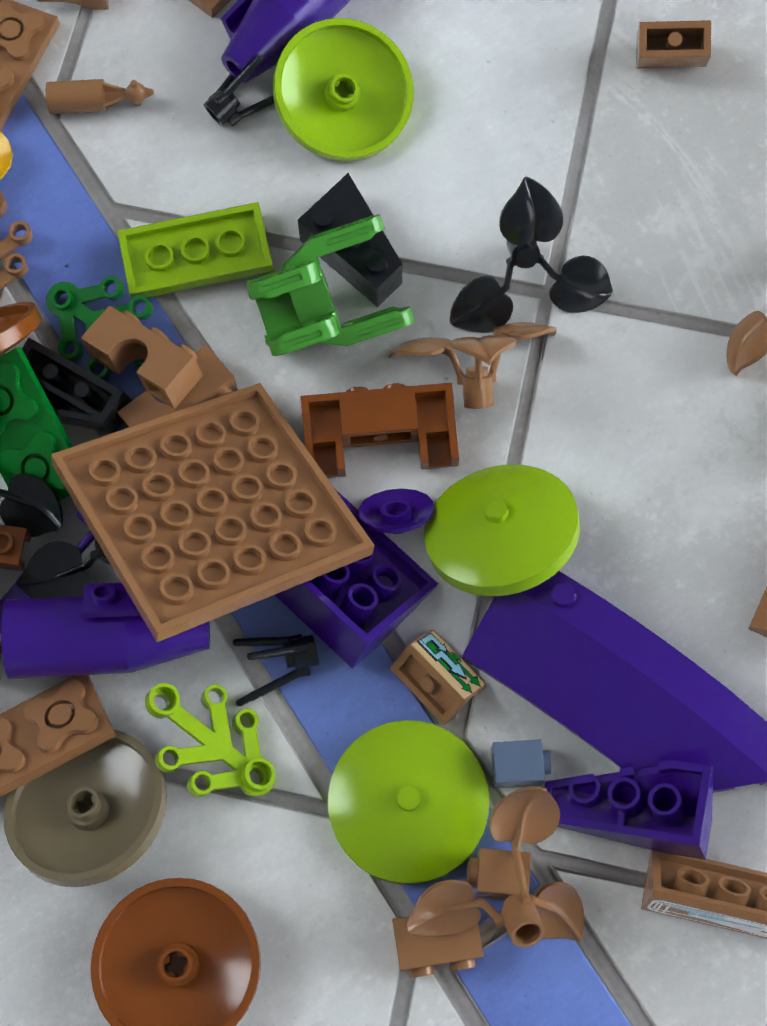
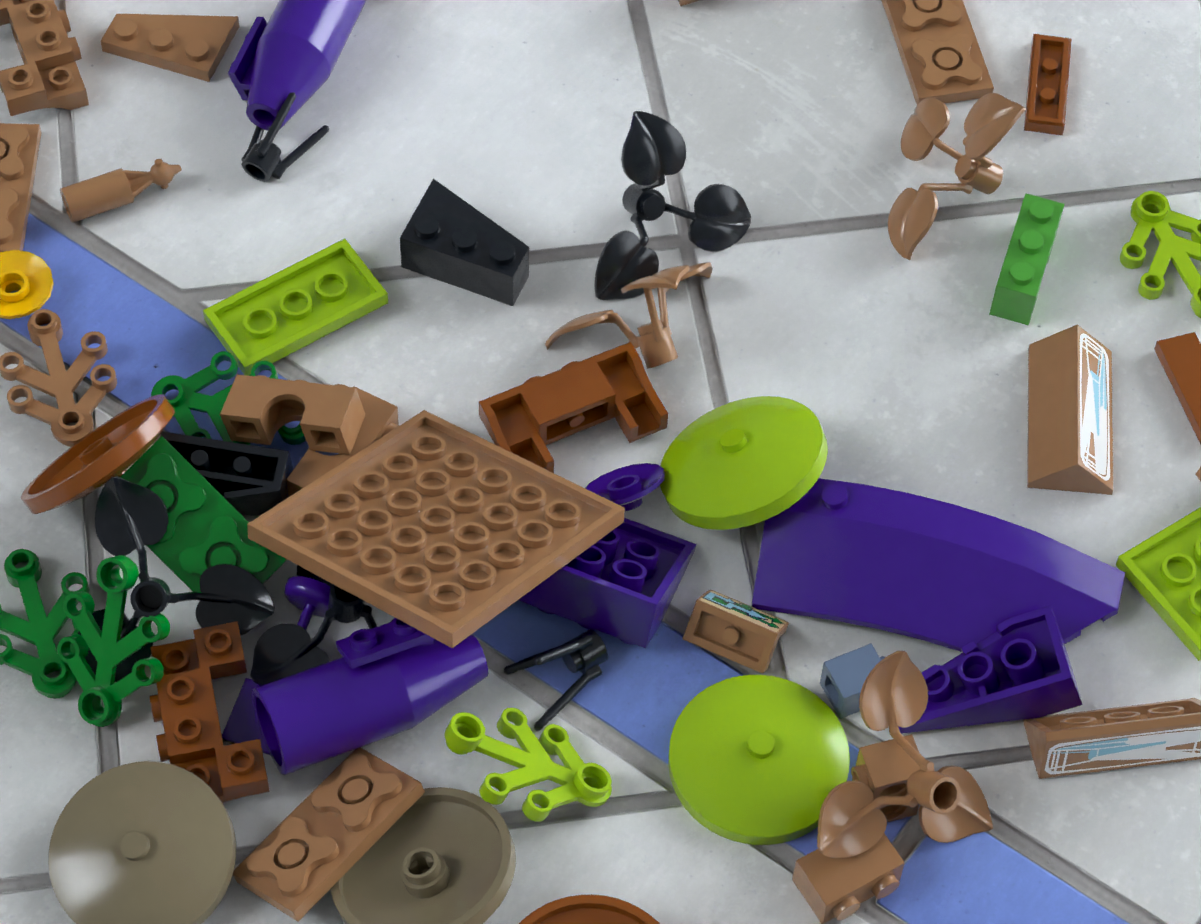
camera: 25 degrees left, 15 degrees down
(299, 304) = (435, 315): bright green piece -> none
(343, 89) = (389, 105): lime dish -> none

